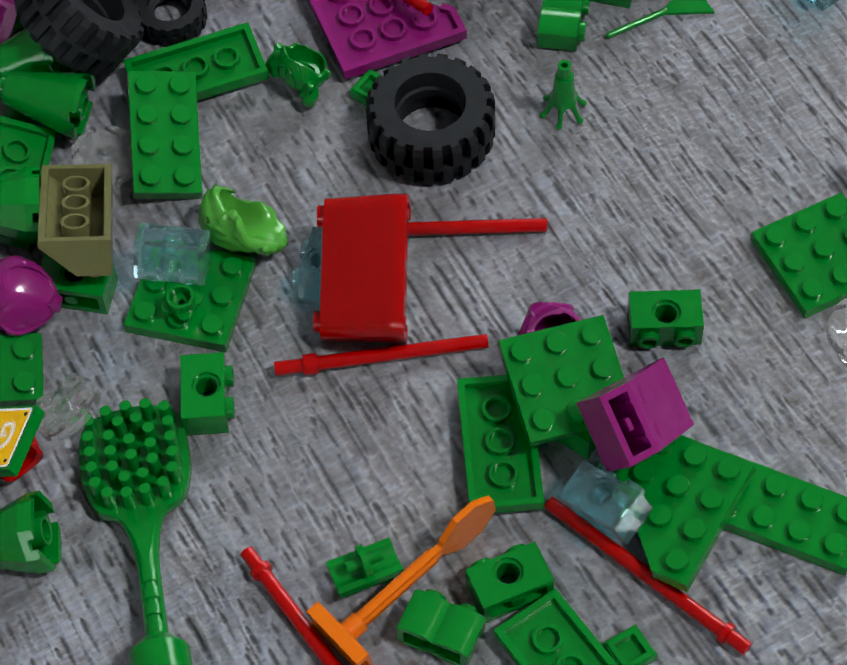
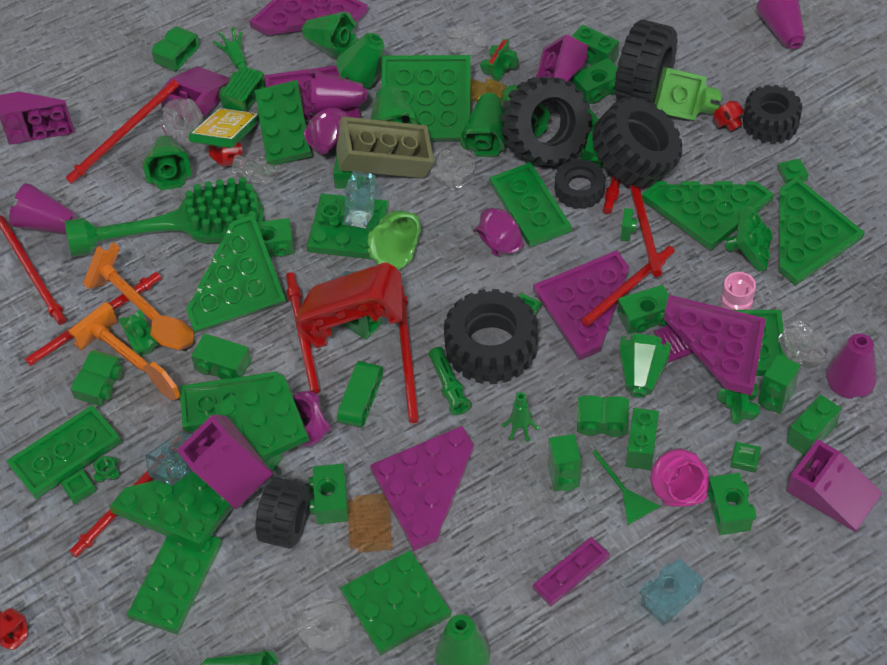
camera: 85 degrees right, 5 degrees down
(164, 135) = (466, 190): green plate -> none
(252, 99) = (499, 231): none -> magenta helmet
(287, 426) = (237, 279): none -> green plate
(300, 69) = (531, 254): green hair -> none
(364, 524) = (164, 329): none -> orange piece
(424, 455) = (220, 357): none -> green brick
(498, 598) = (128, 424): green brick -> none
(501, 279) = (360, 394): none -> green beam
(503, 175) = (452, 389): none -> green pin
(608, 602) = (106, 463): none -> green plate
(643, 51) = (564, 462): none -> green brick
(647, 218) = (423, 483): none -> magenta plate
(711, 358) = (282, 512): none -> black tyre
(718, 278) = (369, 523): none -> clear orange window
(781, 71) = (571, 571): none -> magenta tile

